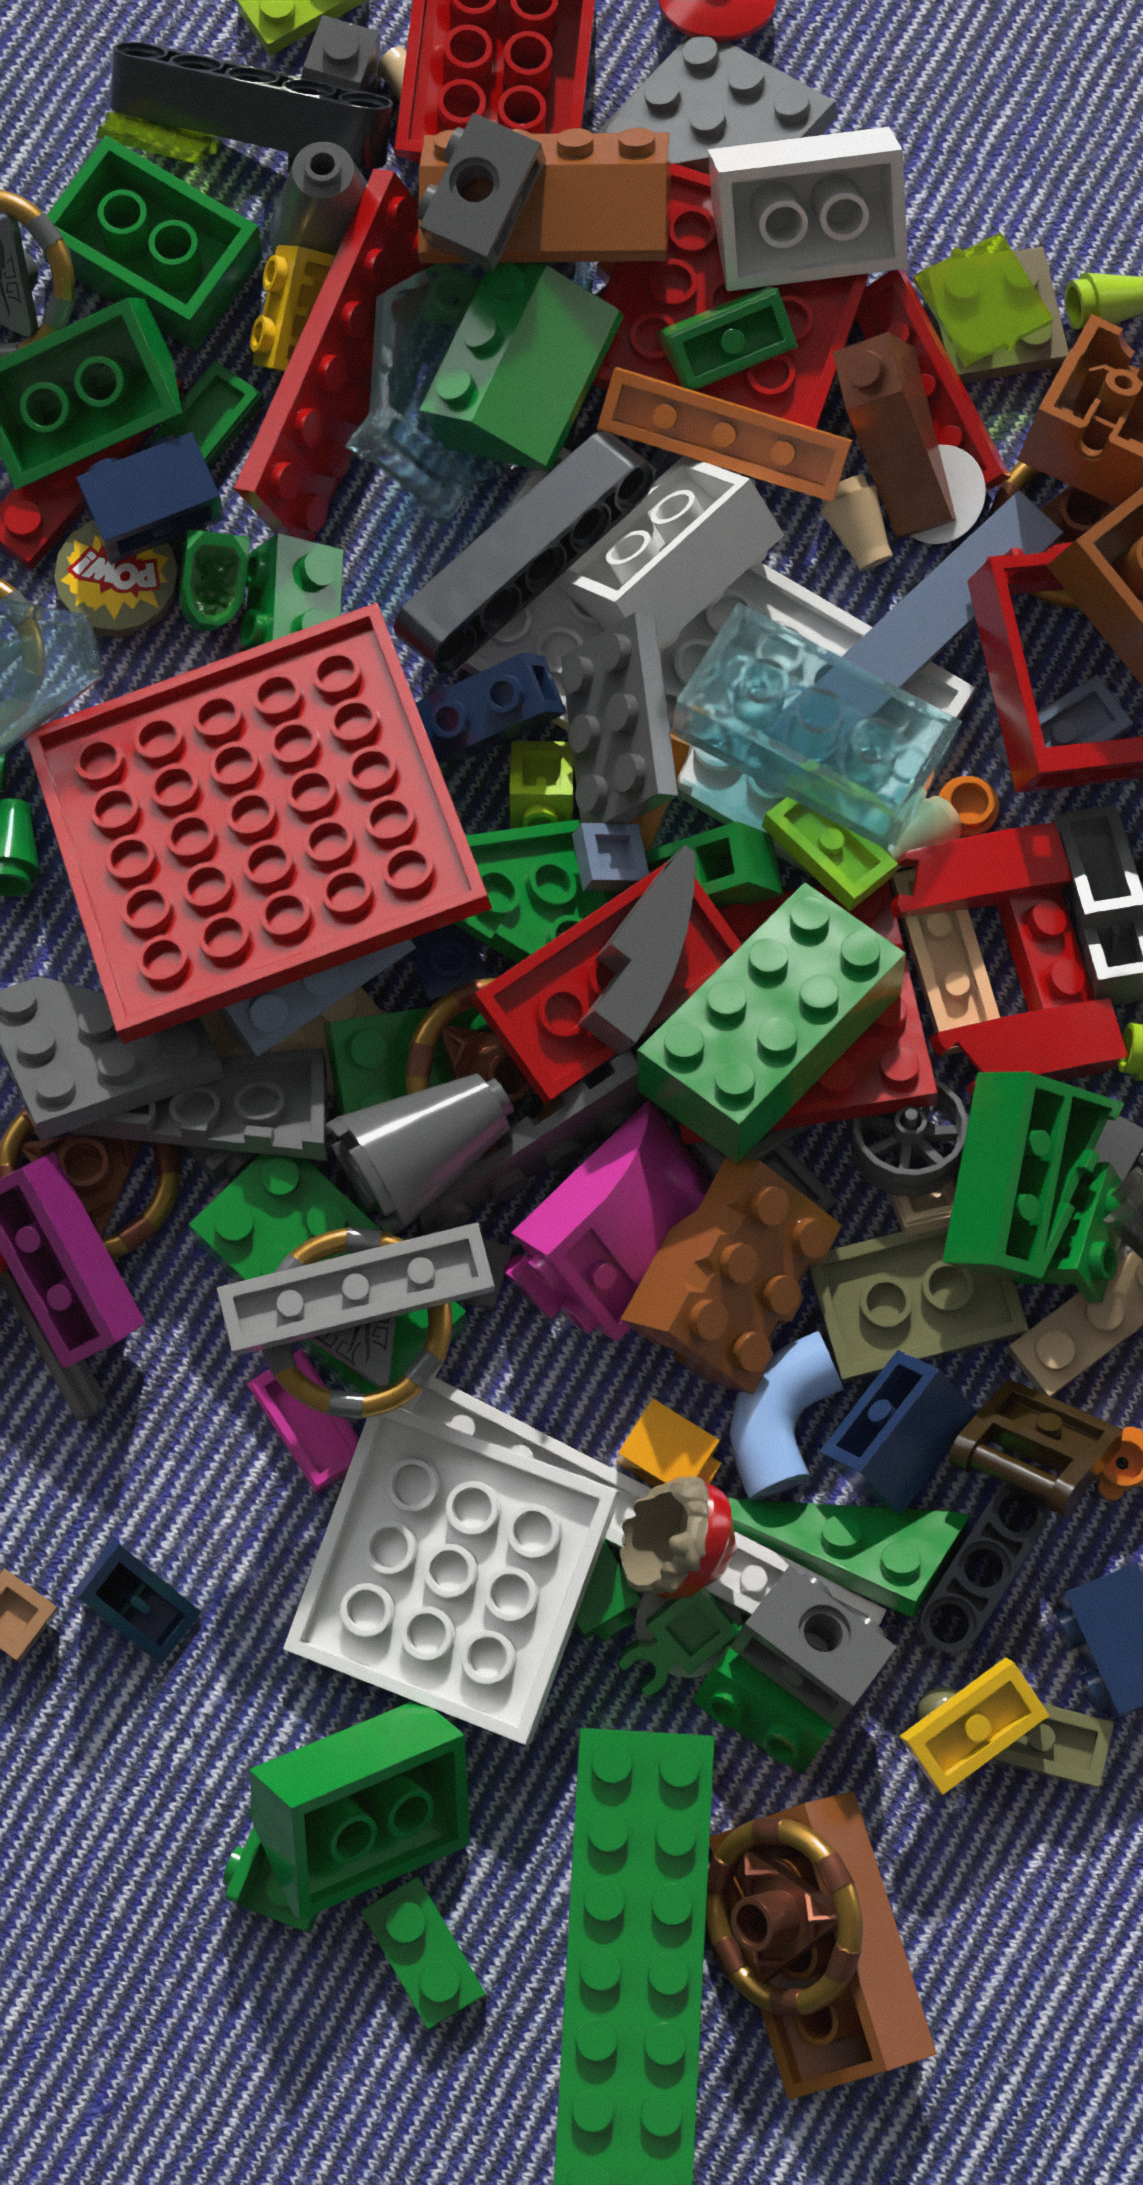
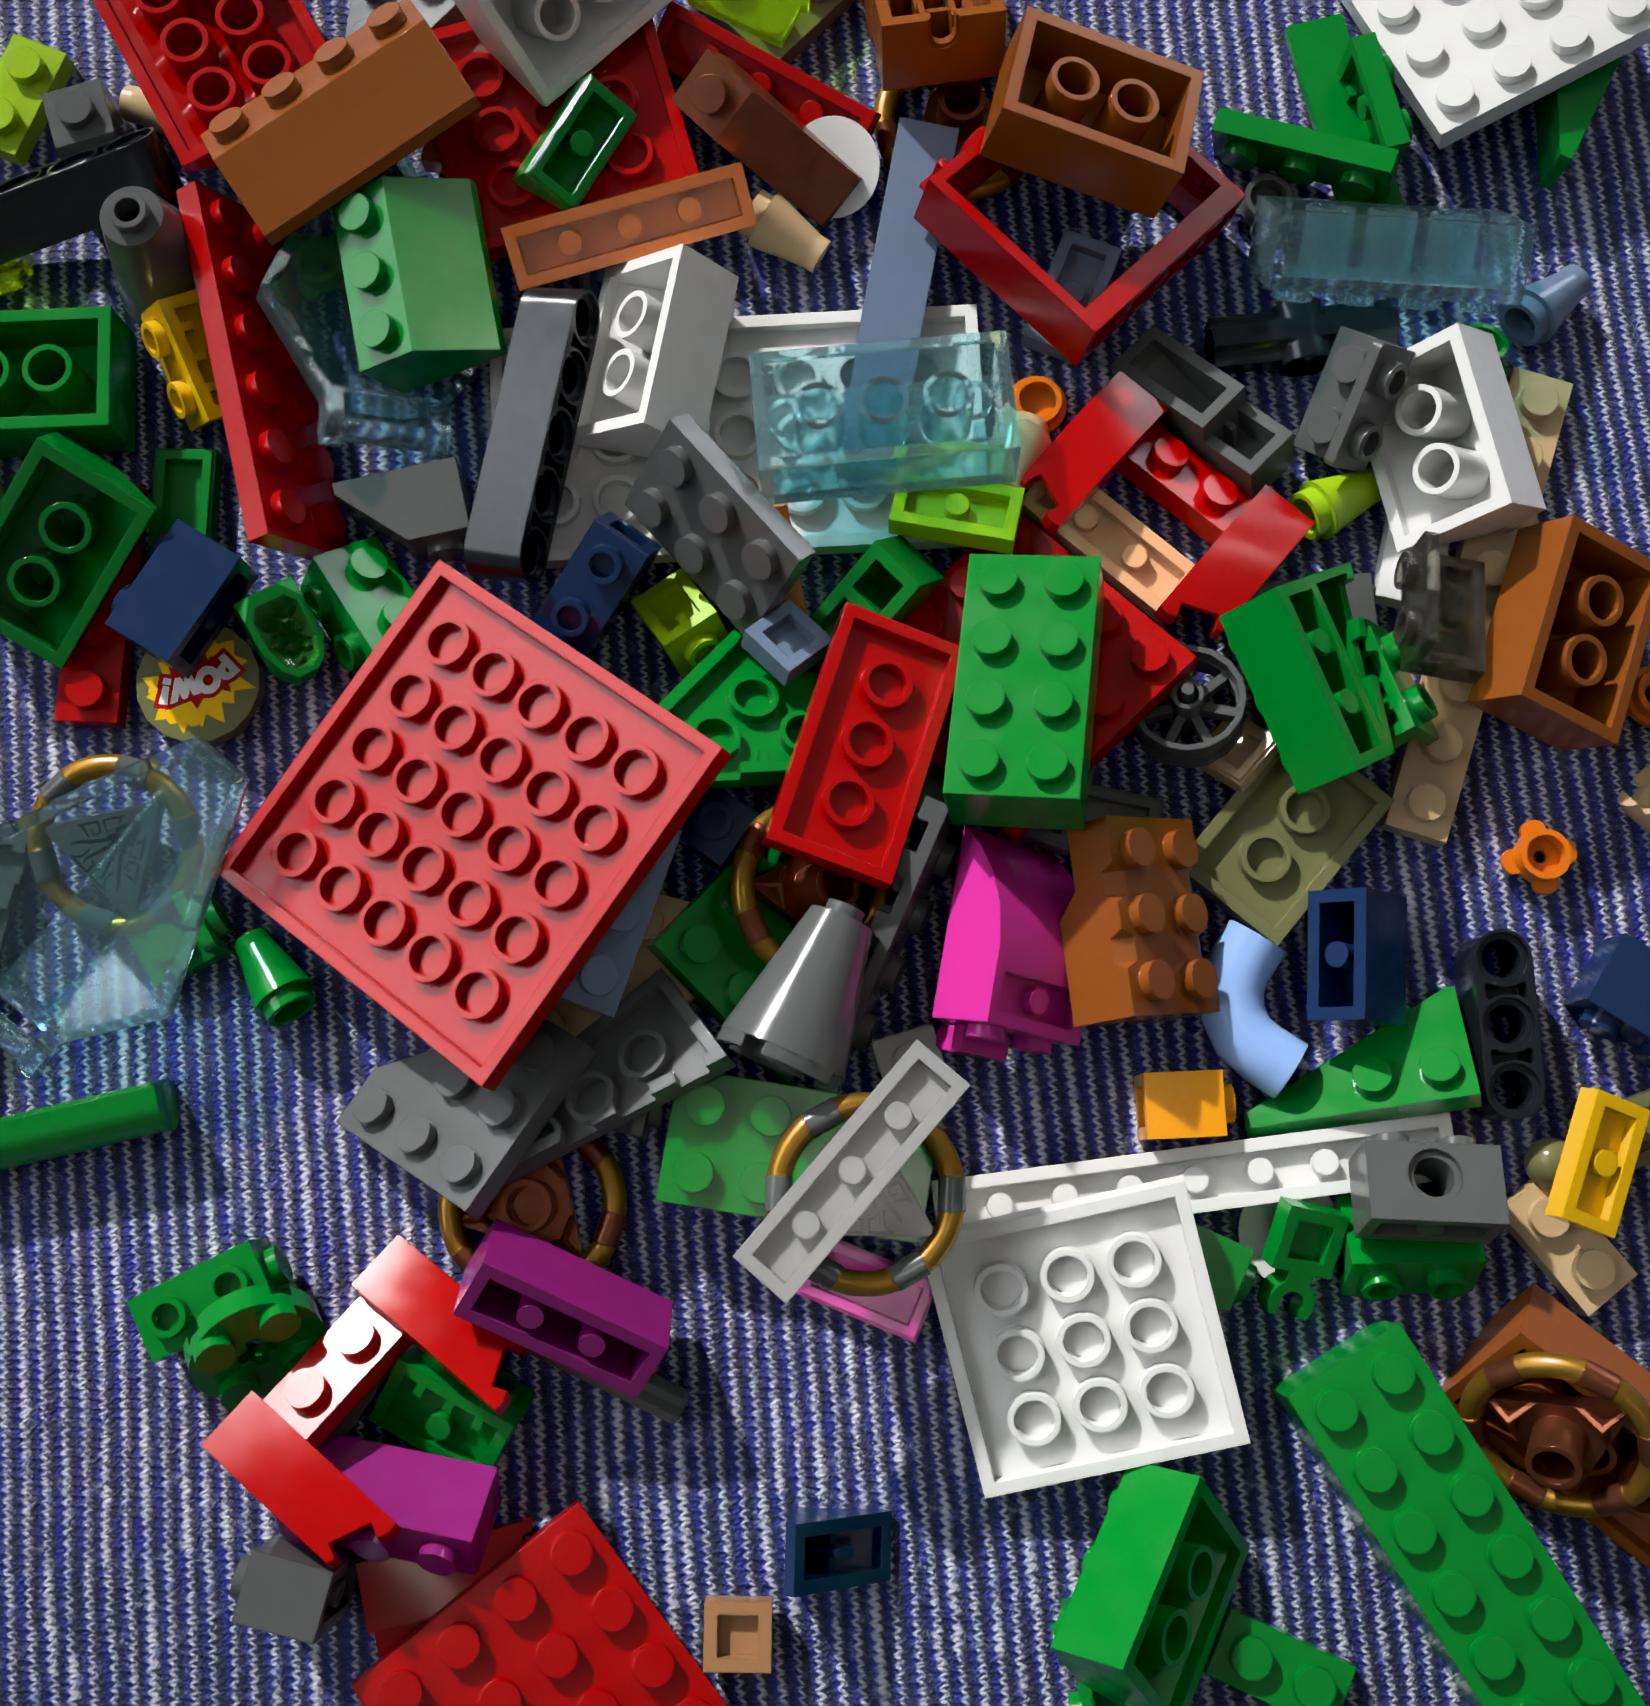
camera: 30 degrees left, 5 degrees up
(389, 546) = (414, 506): none -> dark grey slope
(480, 228) = (273, 103): dark grey brick -> none
(644, 955) = (885, 705): dark grey slope -> none
(678, 1539) = (1255, 1181): dark tan hair -> none
(908, 1806) = (1574, 1260): none -> tan plate
(1043, 1432) = (1476, 876): dark brown plate -> none

